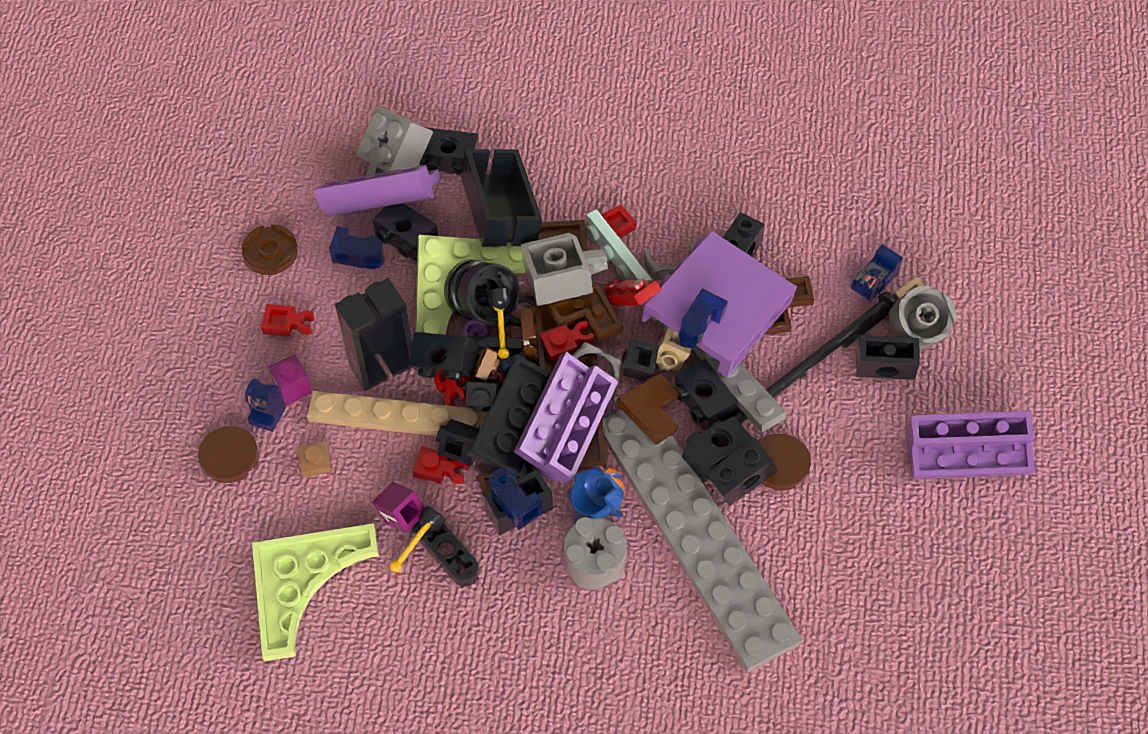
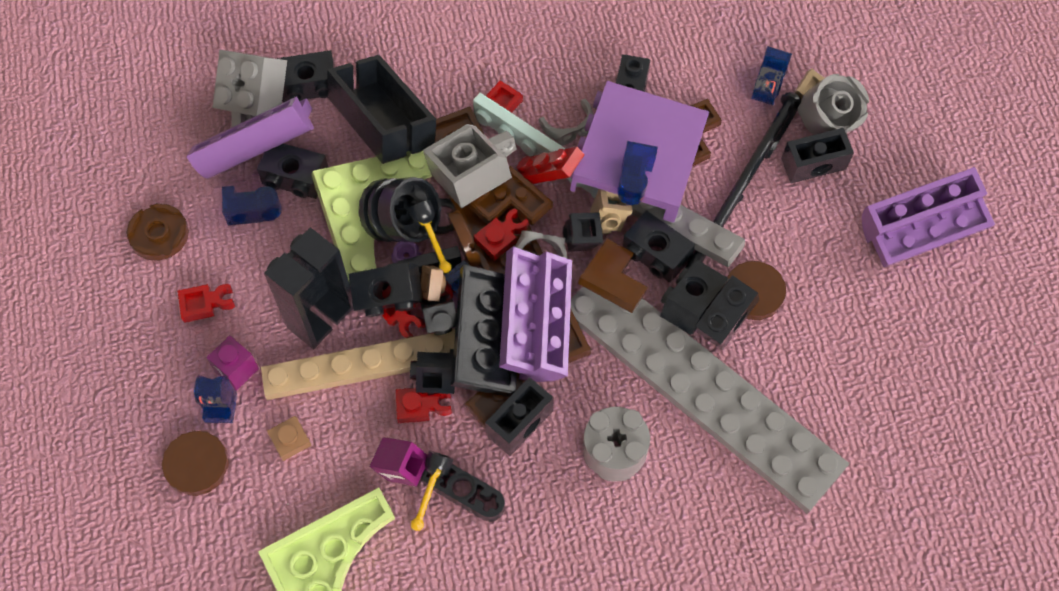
camera: 20 degrees left, 5 degrees up
(513, 500) = (519, 417): clear blue leg -> none
(597, 493) = (596, 382): blue hair -> none

